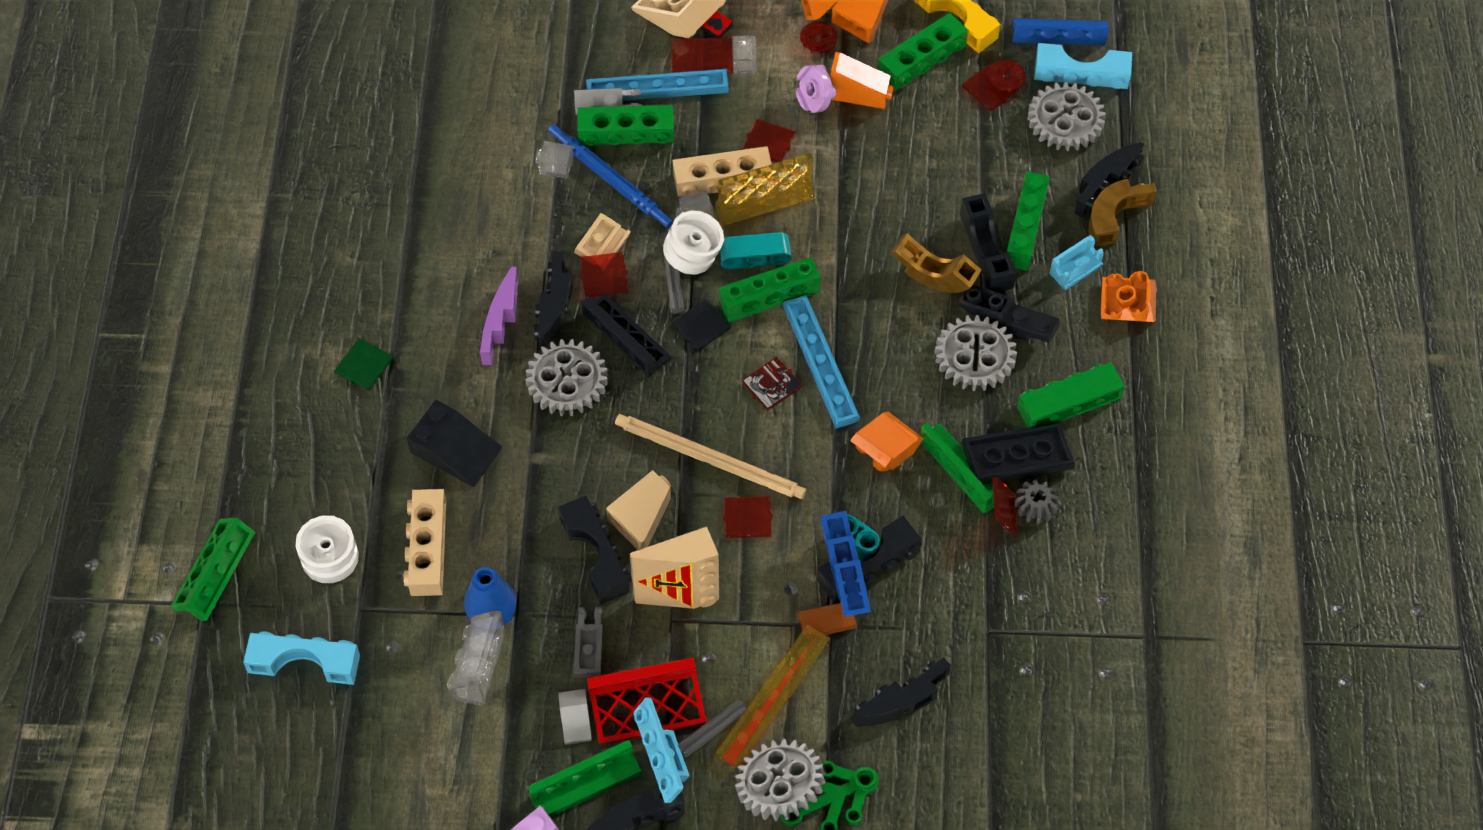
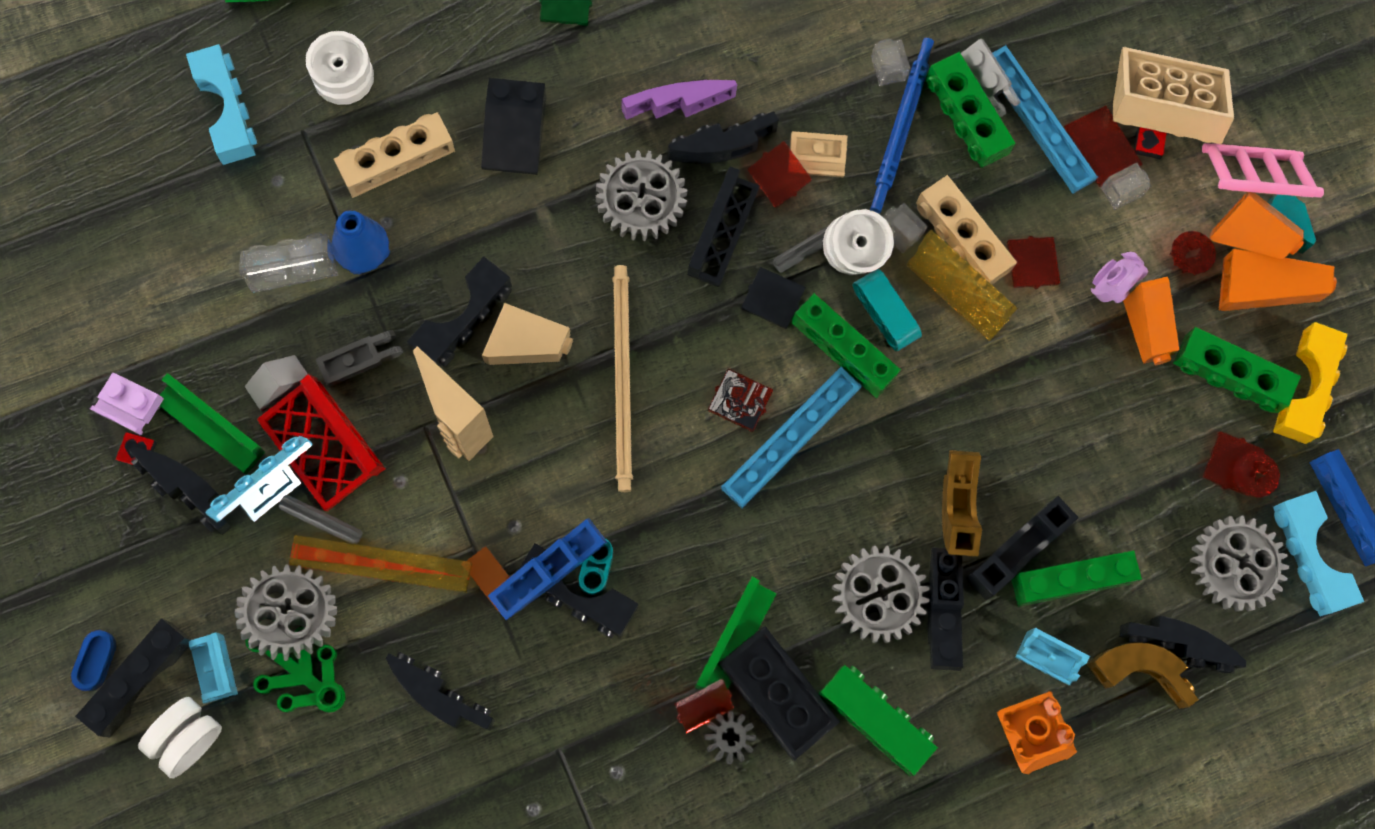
camera: 55 degrees right, 15 degrees up
(747, 517) = (573, 446): clear red piece -> none
(887, 441) = (728, 547): orange slope -> none

